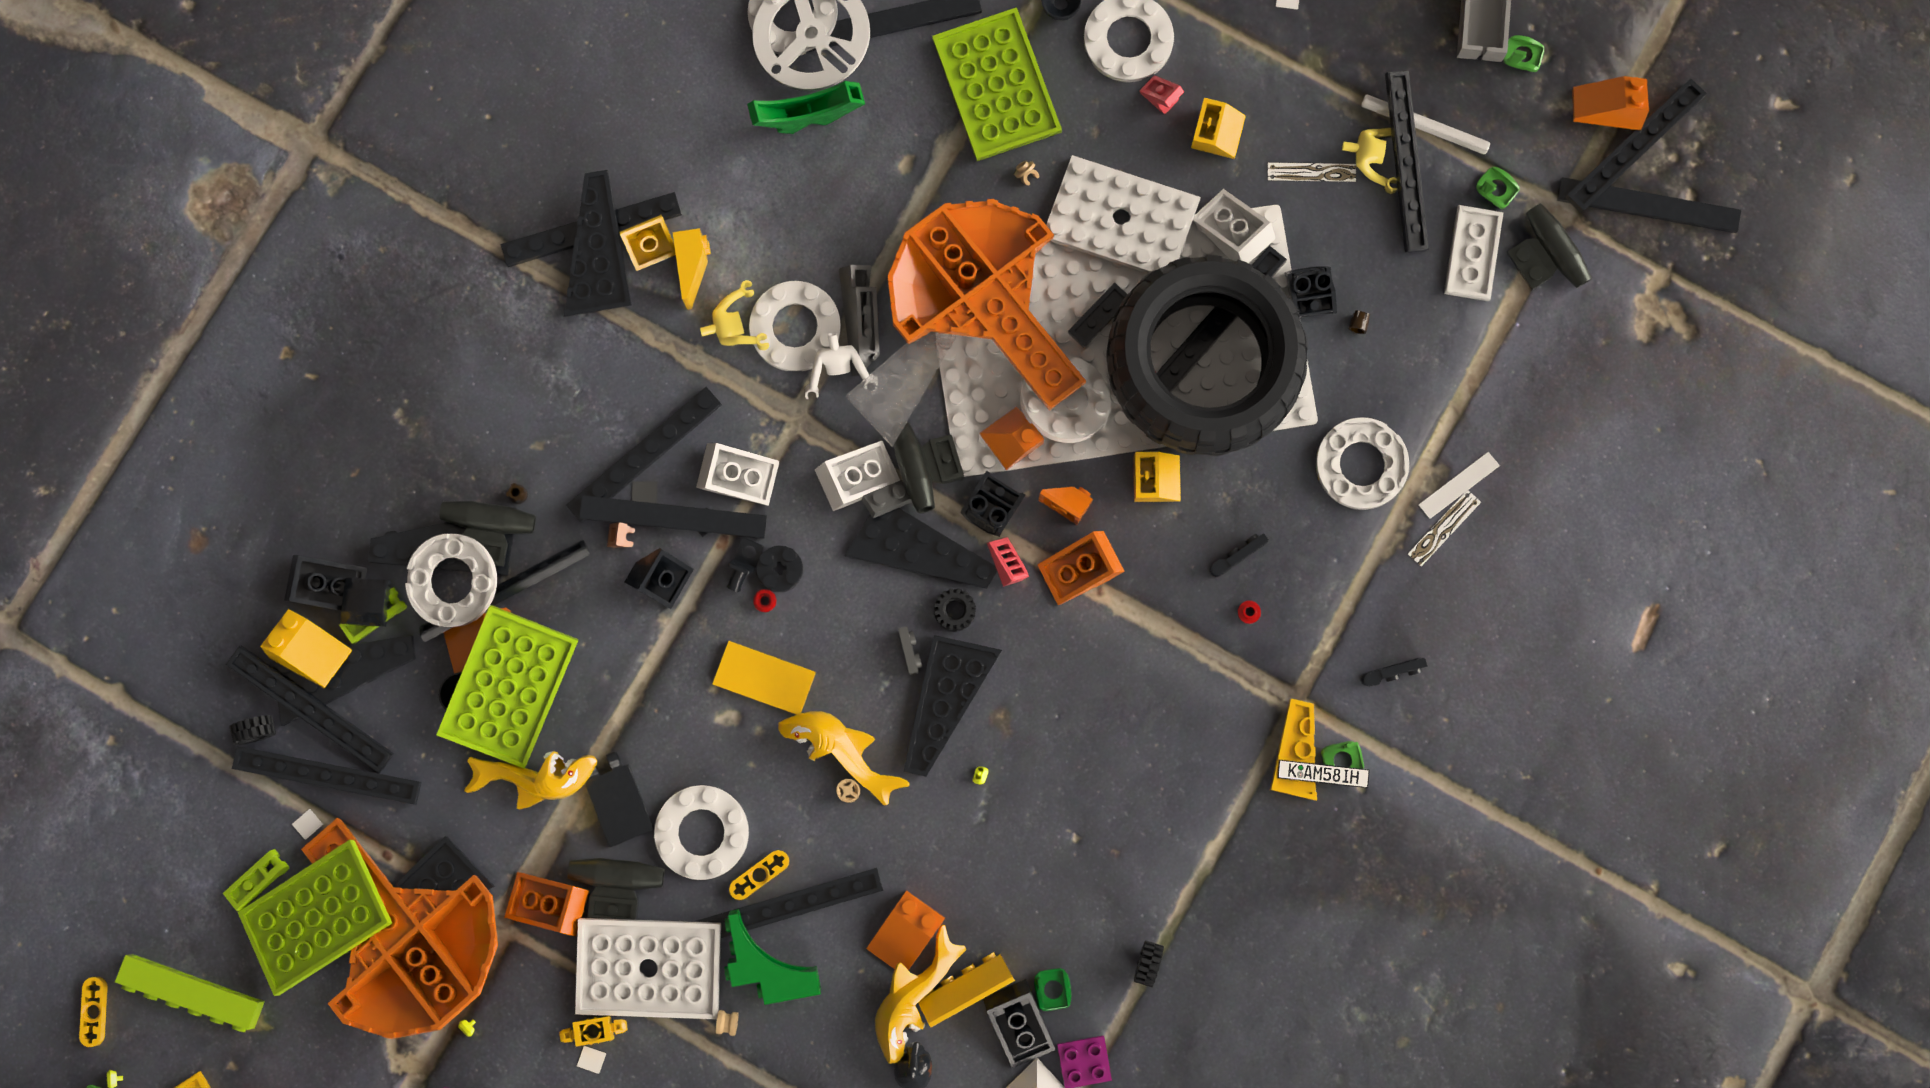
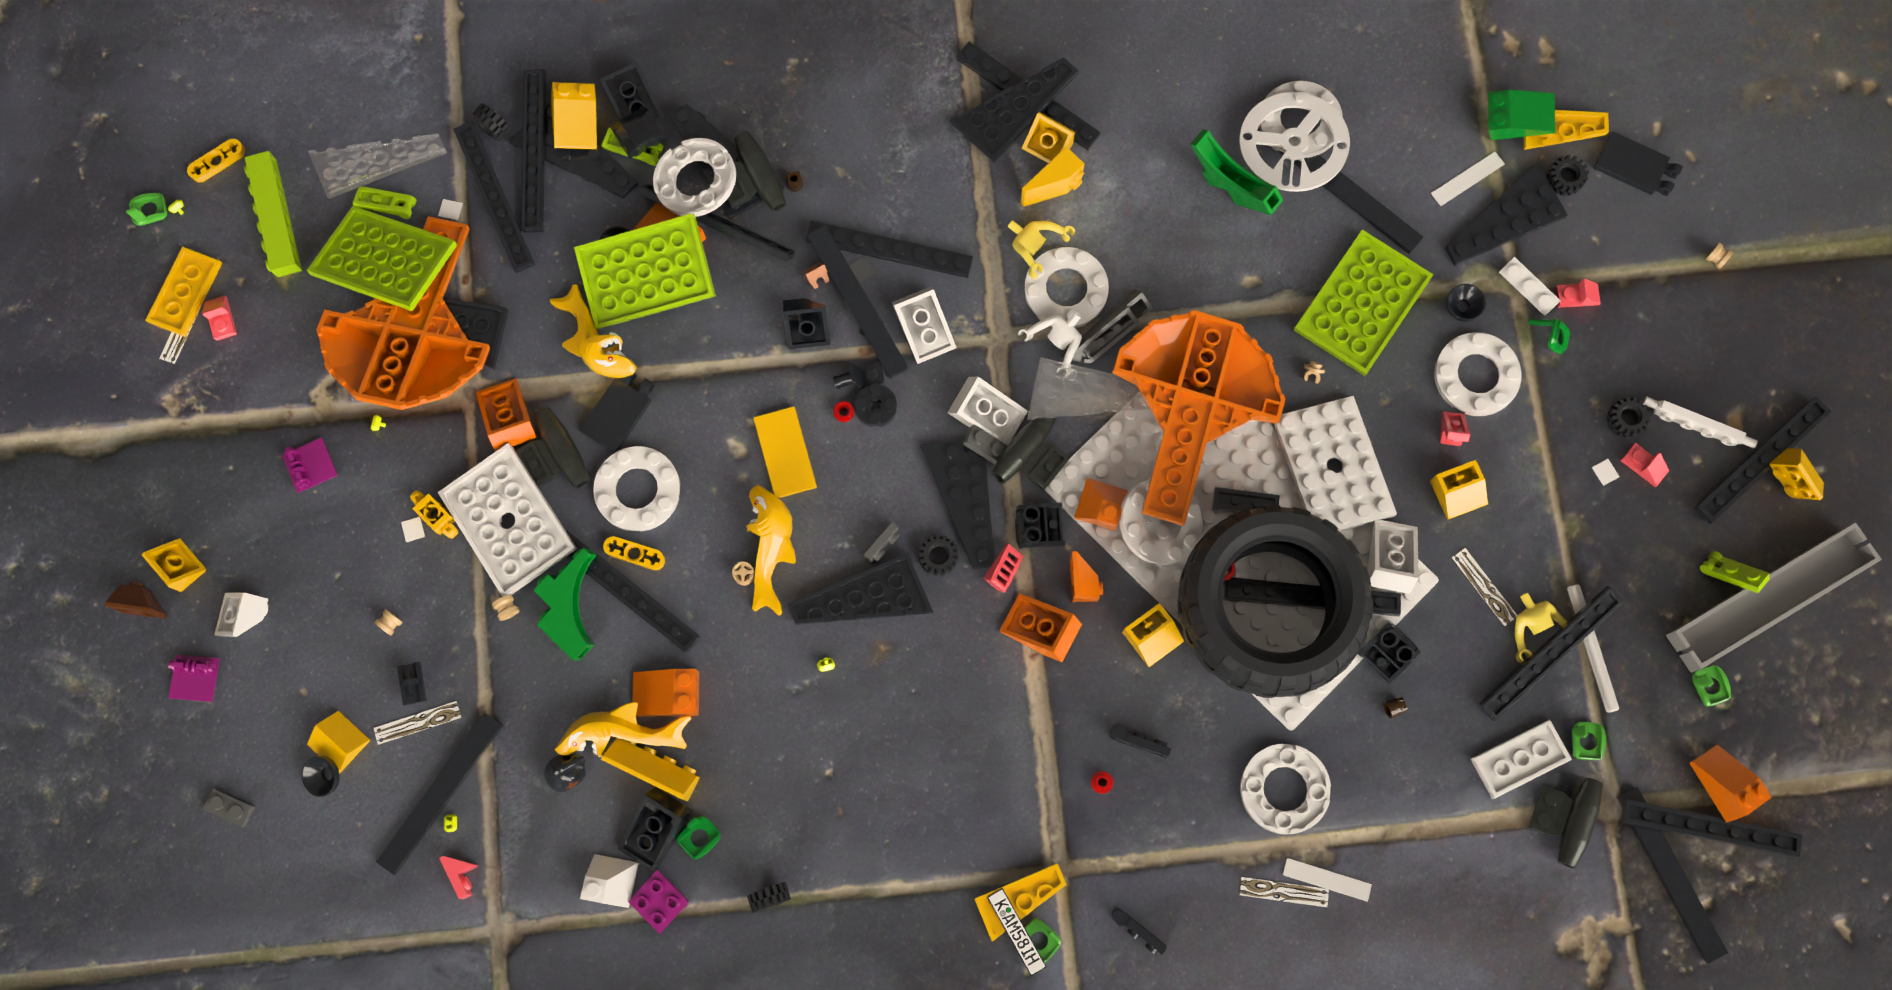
camera: 55 degrees right, 5 degrees down
(205, 871) = (367, 162): none -> clear wing

